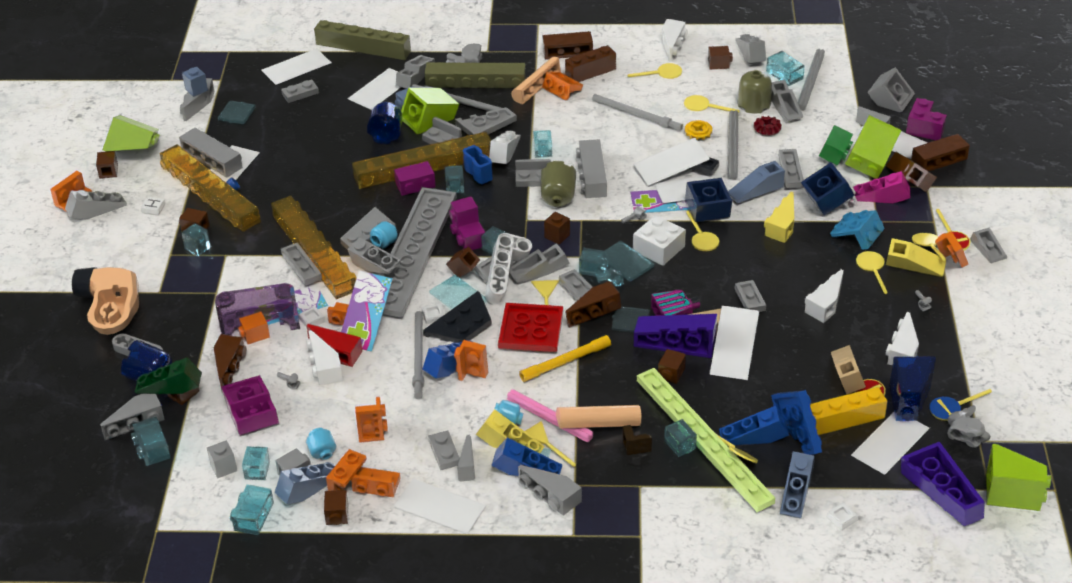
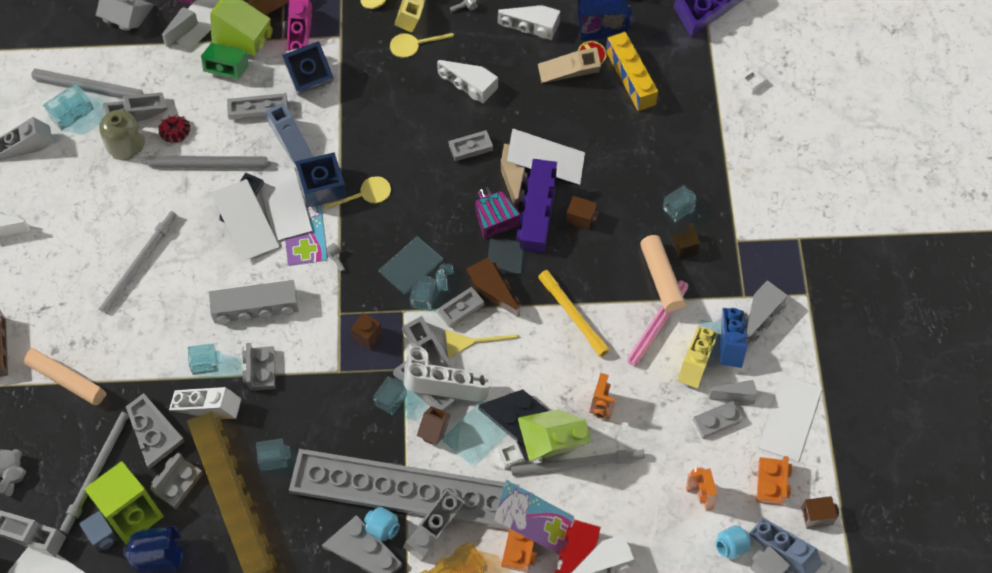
camera: 95 degrees left, 20 degrees up
(345, 470) = (775, 506): orange bracket -> none
(414, 177) = (268, 502): magenta brick -> none
(437, 320) = (553, 433): none -> lime slope
(441, 360) = (601, 429): blue slope -> none
(466, 223) = (369, 427): magenta brick -> none
(474, 75) = (47, 453): olive brick -> none
(477, 164) = (253, 424): blue brick -> none
(510, 411) = (667, 359): medium azure head -> none
(531, 327) = (530, 349): red plate -> none
(538, 433) = (682, 335): light yellow piece -> none
(558, 183) = (296, 332): olive cylinder -> none
(561, 84) = (76, 346): orange bracket -> none
(591, 64) = (40, 313): reddish brown brick -> none
(659, 240) = (386, 228): white brick -> none
(666, 70) = (50, 232): light yellow piece -> none
(694, 129) = (179, 188): yellow gear -> none
(700, 103) = (122, 199): light yellow piece -> none
(707, 441) = (687, 175): yellowish green plate -> none
(719, 57) = (38, 174): reddish brown brick -> none
(739, 452) = (692, 153): light yellow piece -> none
(757, 429) = (660, 143): blue slope -> none
(781, 222) = (346, 112): light yellow slope -> none
(797, 484) = (722, 109): sand blue slope -> none
(800, 420) = (650, 103): blue plate -> none
(864, 224) = (358, 51): dark azure bracket -> none
(889, 443) = (657, 44): white sticker -> none

